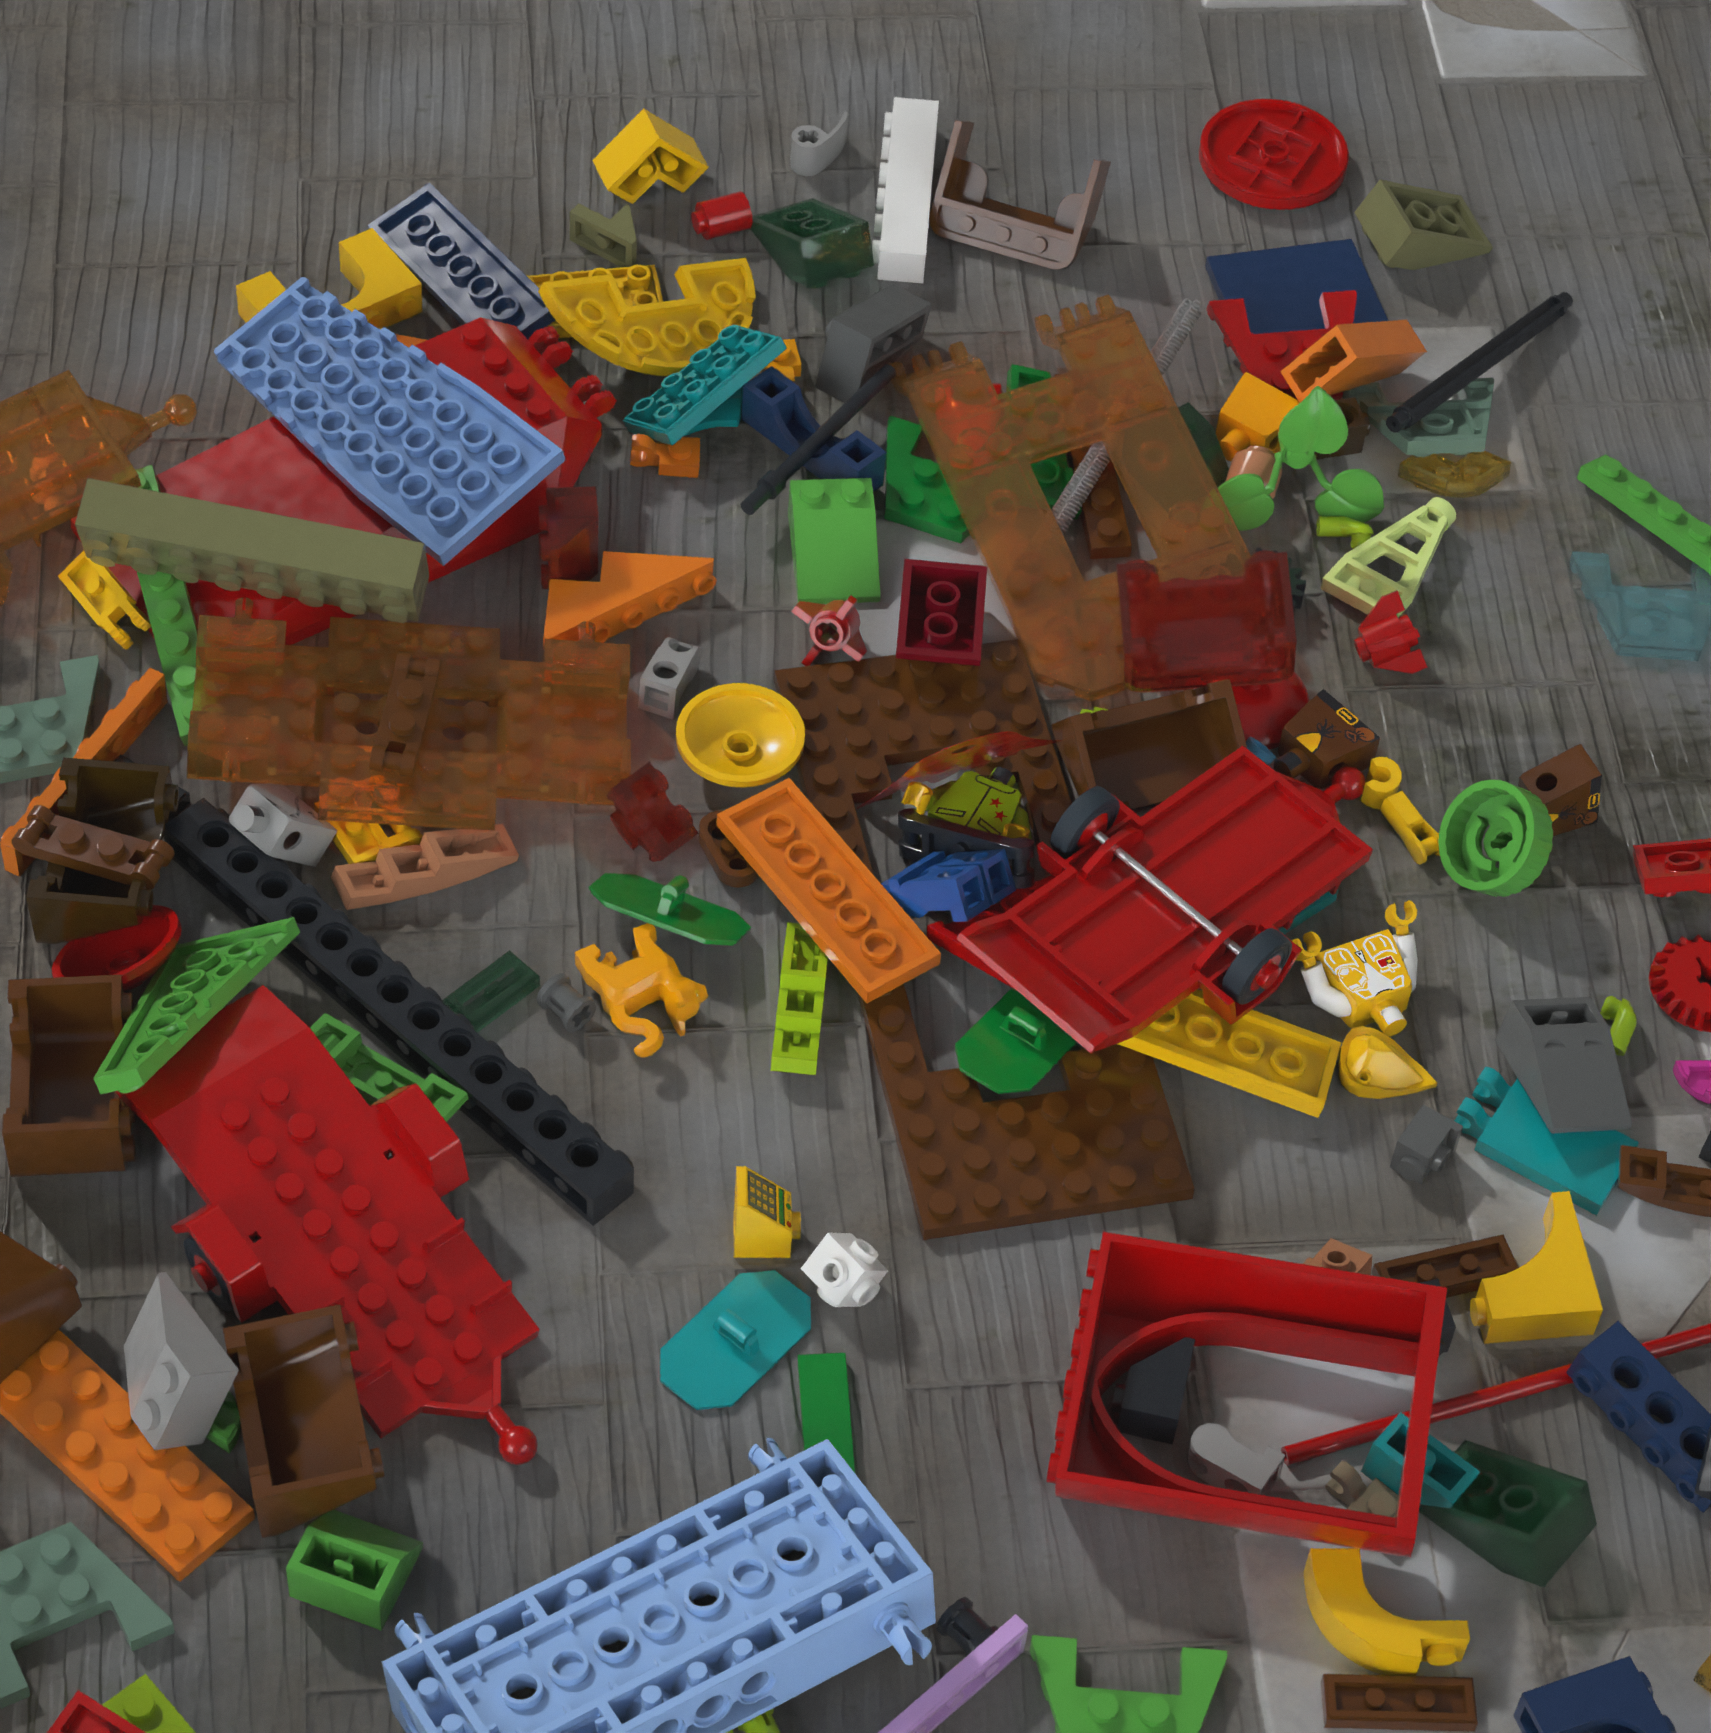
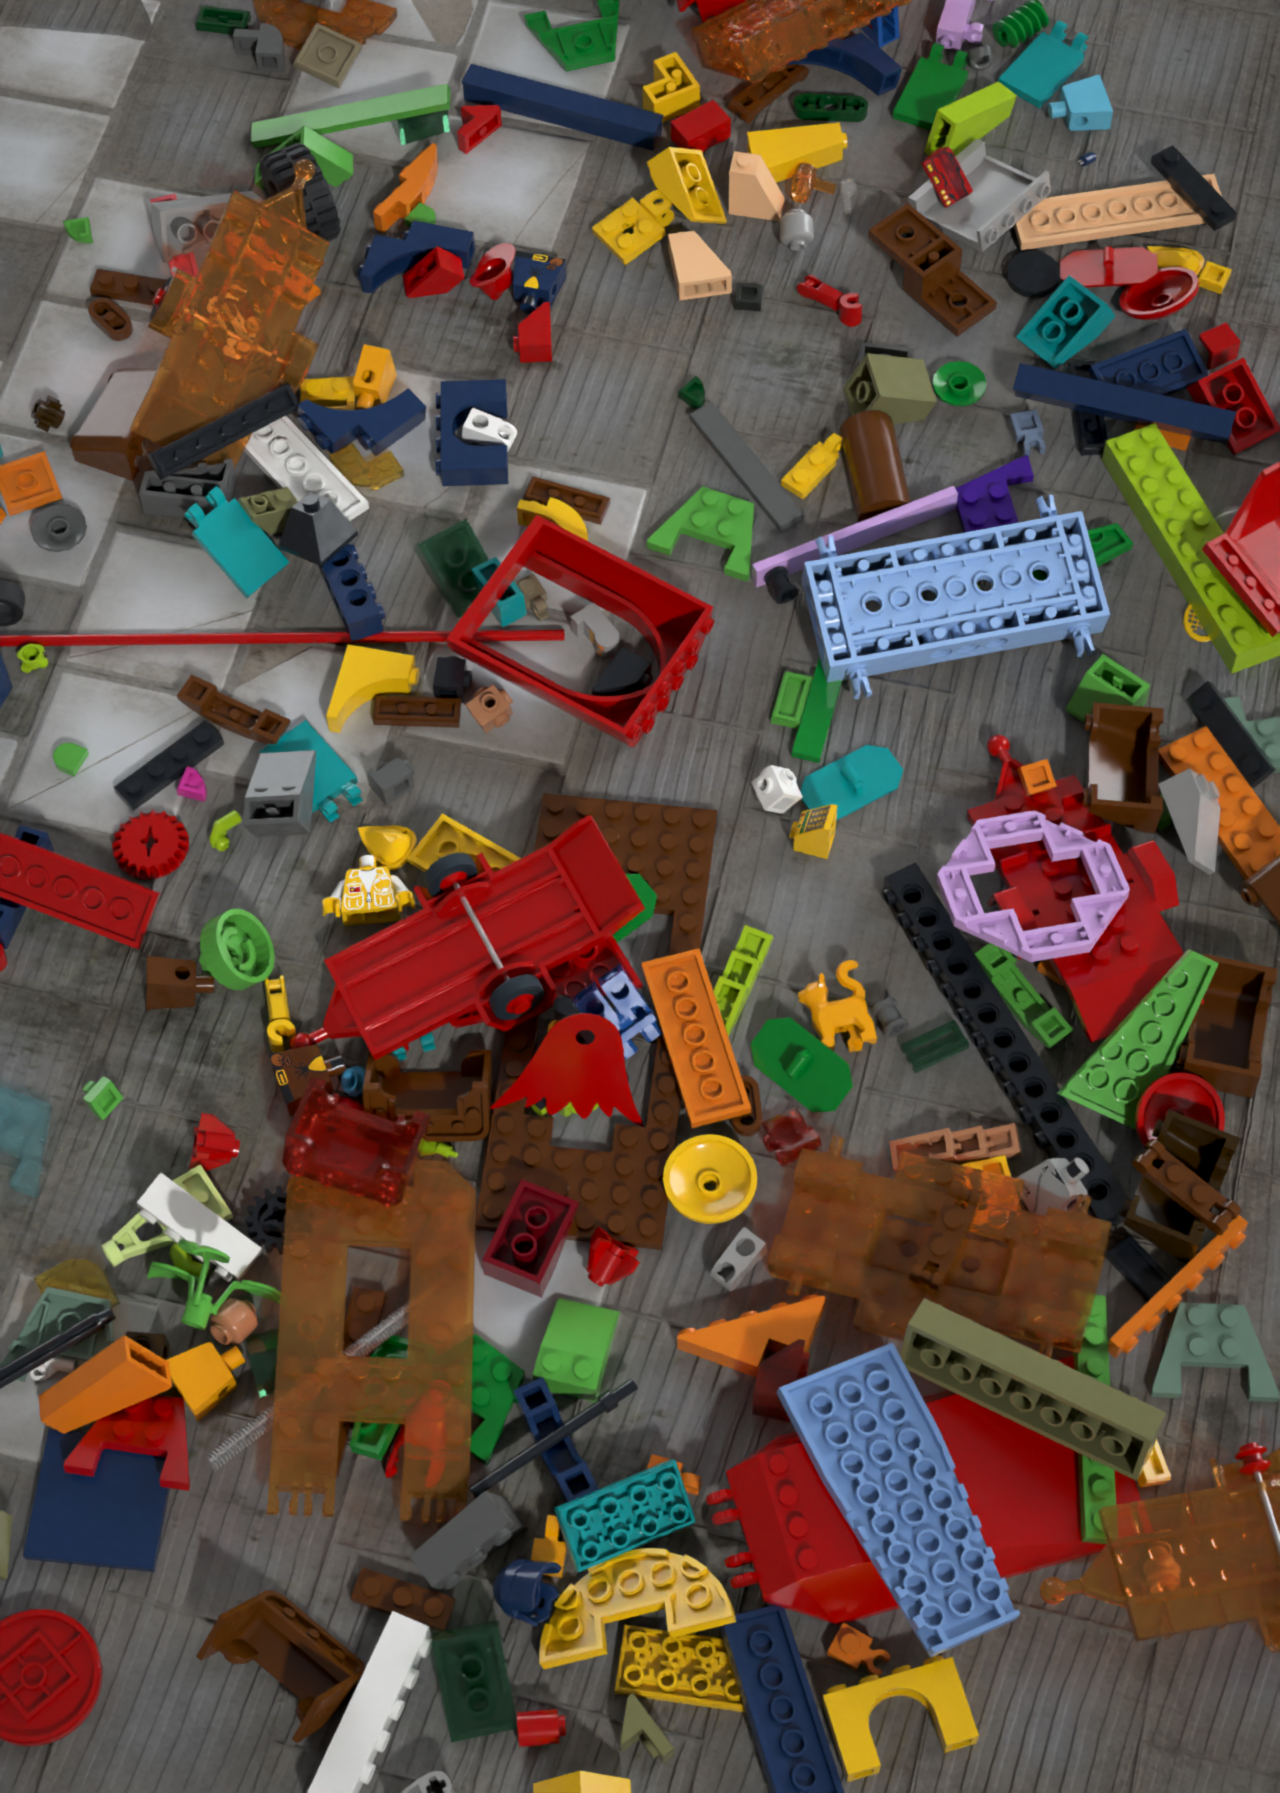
camera: 155 degrees left, 10 degrees up
(134, 1565) = (1230, 734): none -> black plate
(372, 1251) = (1002, 927): none -> lavender plate
(440, 1374) = (1037, 777): none -> orange tile
(790, 303) = (520, 1589): none -> dark blue helmet
(878, 1444) = (791, 699): none -> bright green tile
(945, 293) = (415, 1602): none -> reddish brown plate
(1351, 536) = (193, 1221): none -> white brick
(1563, 663) = (101, 1097): none -> bright green tile

